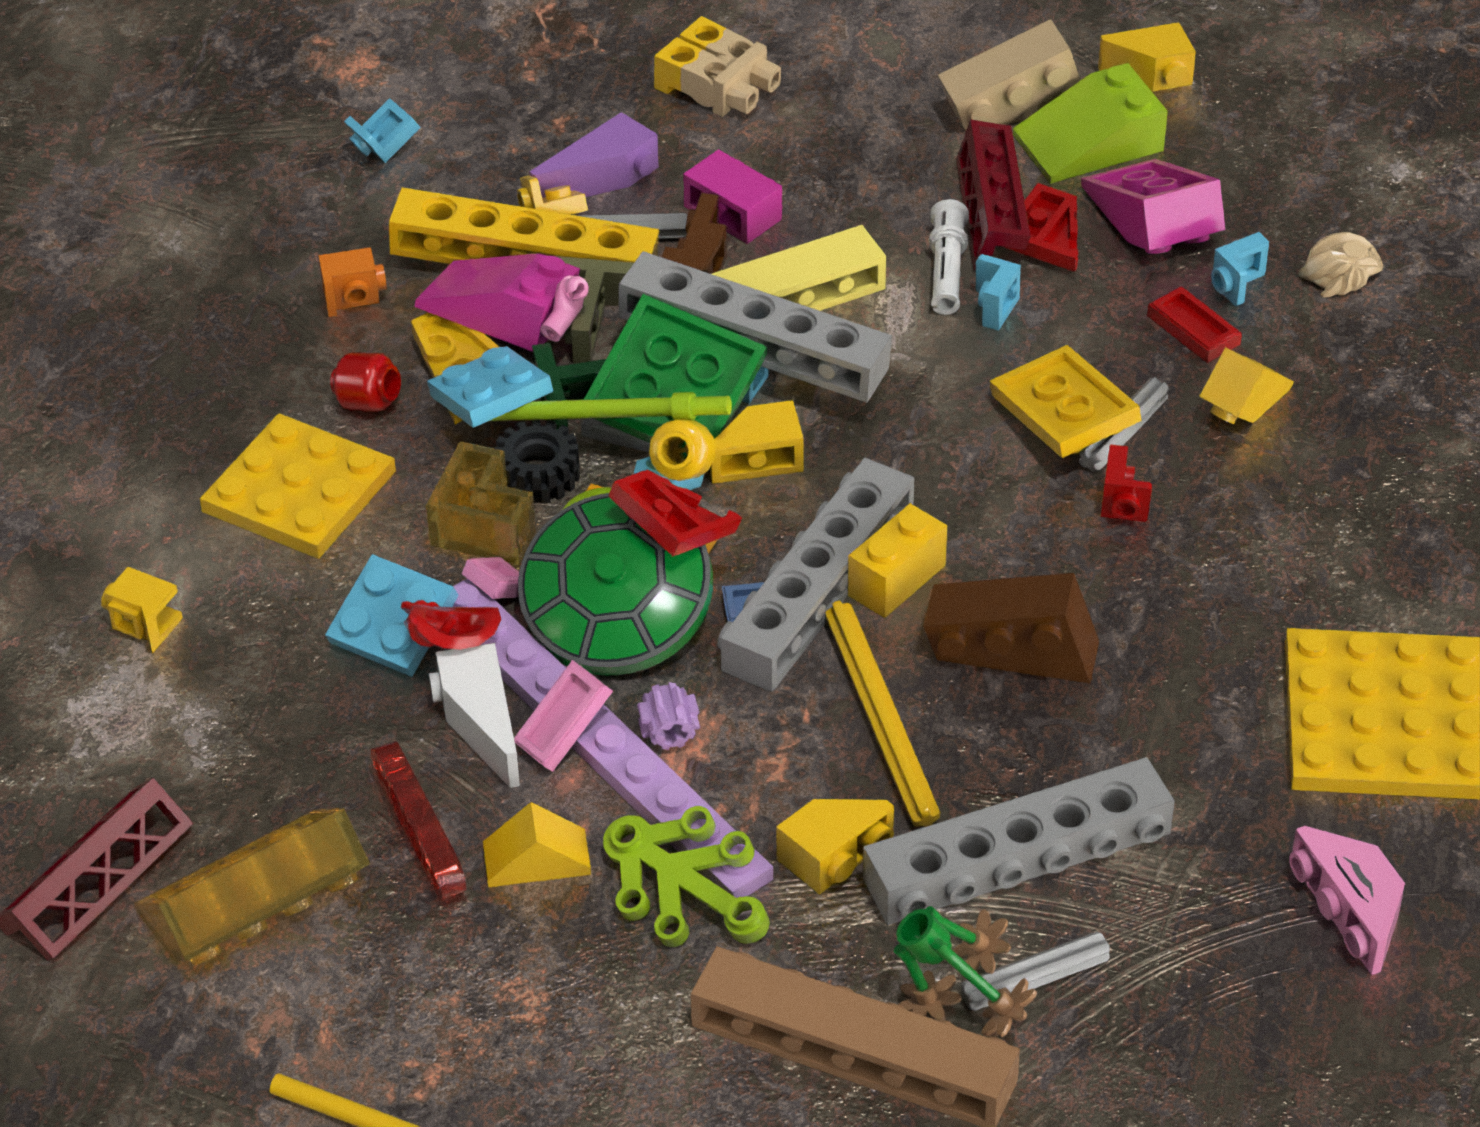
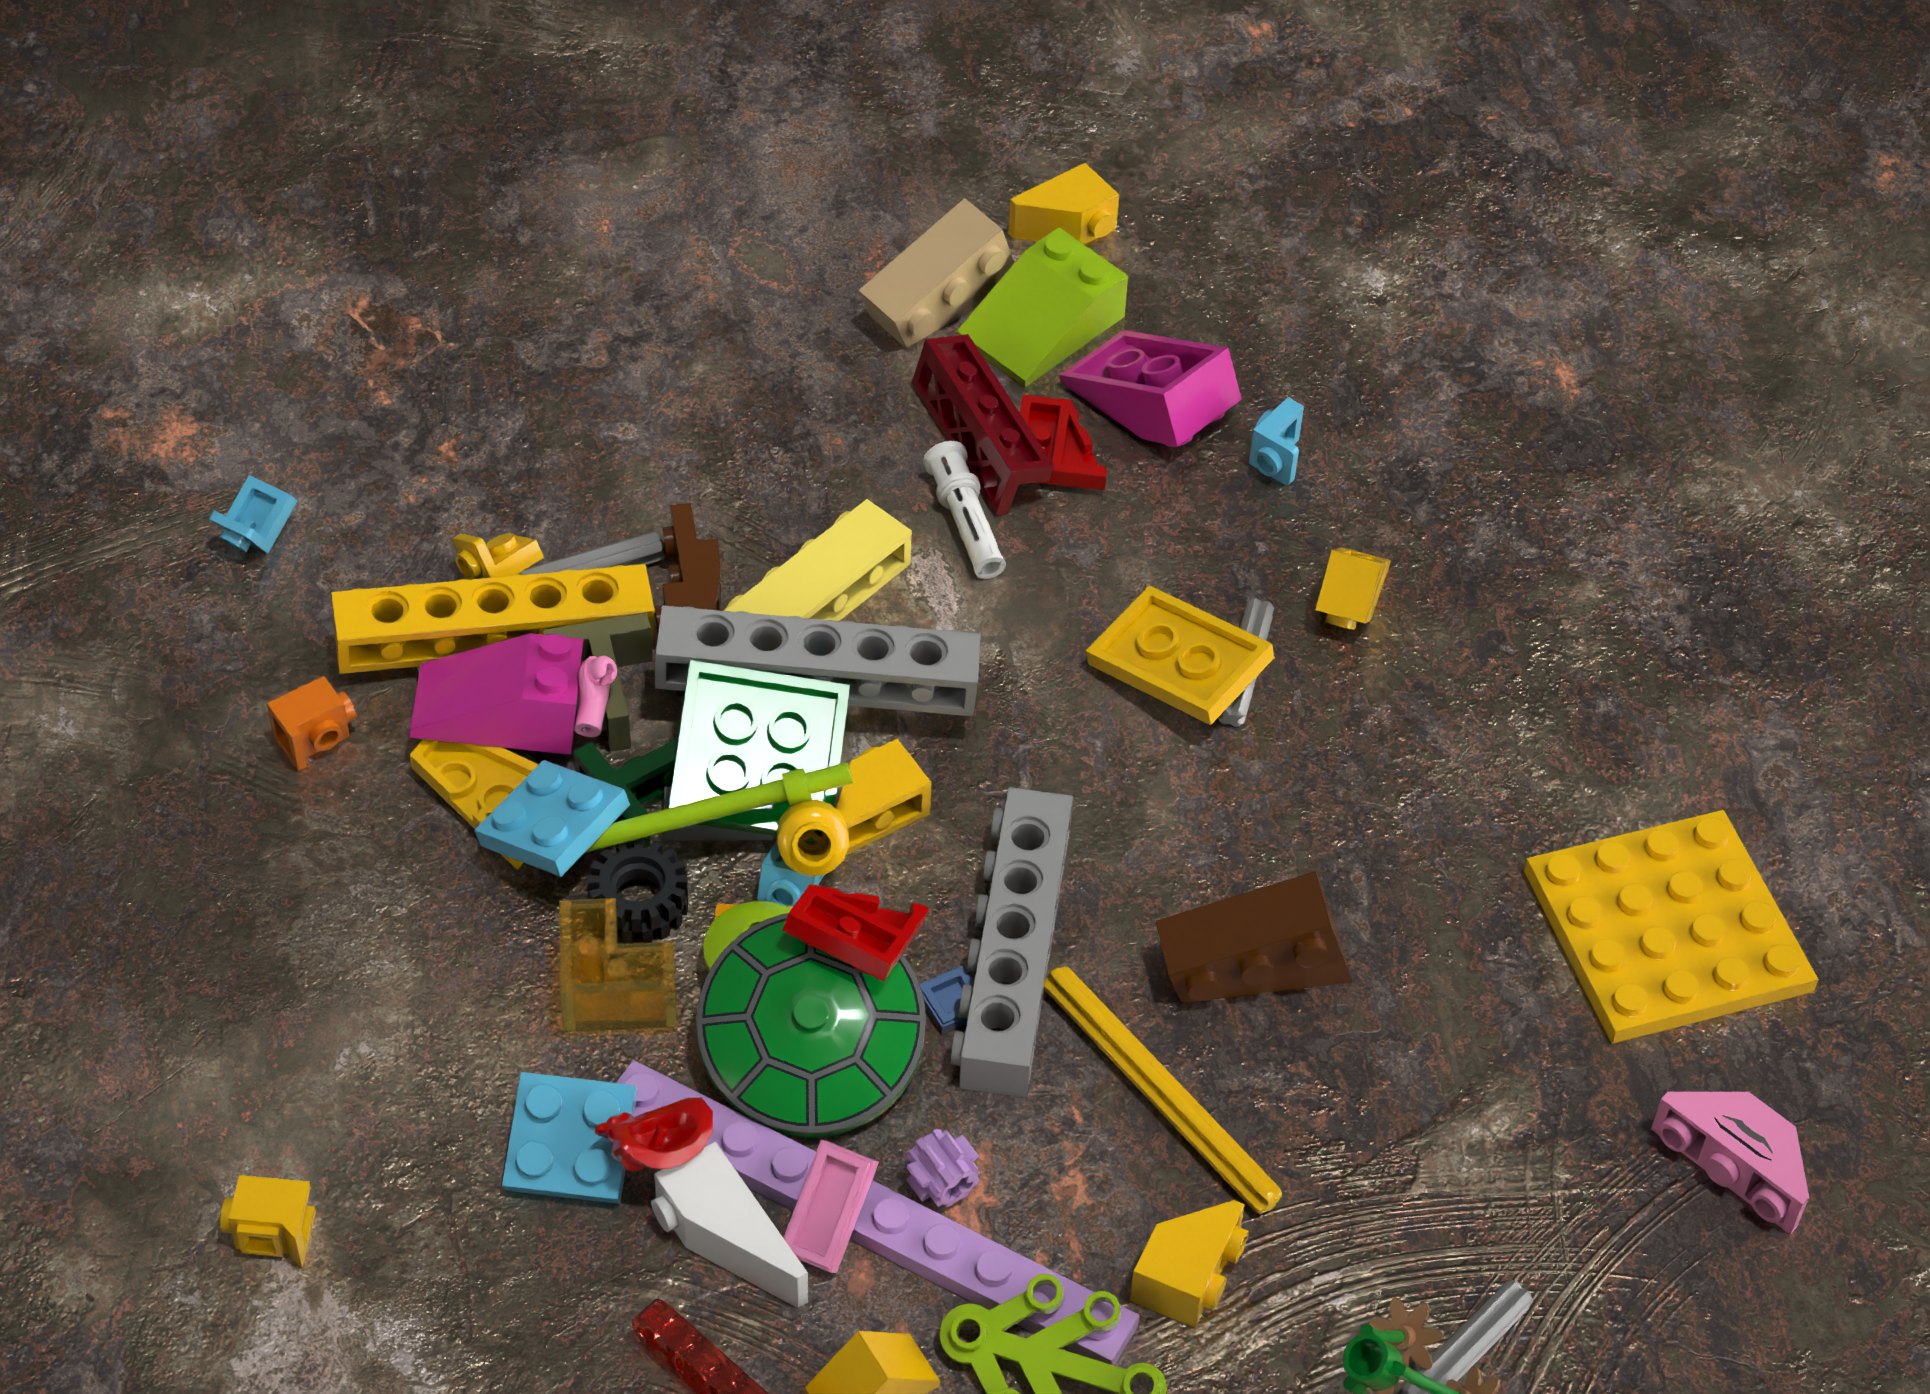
camera: 25 degrees left, 5 degrees up
(298, 485) = (372, 1001): yellow plate -> none
(365, 382) = (393, 847): red head -> none
(493, 576) = (663, 1053): bright pink tile -> none
(602, 160) = (531, 487): medium lavender slope -> none
(716, 68) = (602, 339): tan hips -> none
(745, 197) = (719, 494): dark pink brick -> none
(897, 560) = (1095, 900): yellow brick -> none
(997, 288) = (1038, 527): medium azure bracket -> none
(1018, 840) = (1468, 1105): light grey brick -> none
(1122, 494) = (1280, 745): red bracket -> none
(1194, 324) = (1258, 520): red tile -> none
(1341, 263) = (1375, 408): tan hat -> none

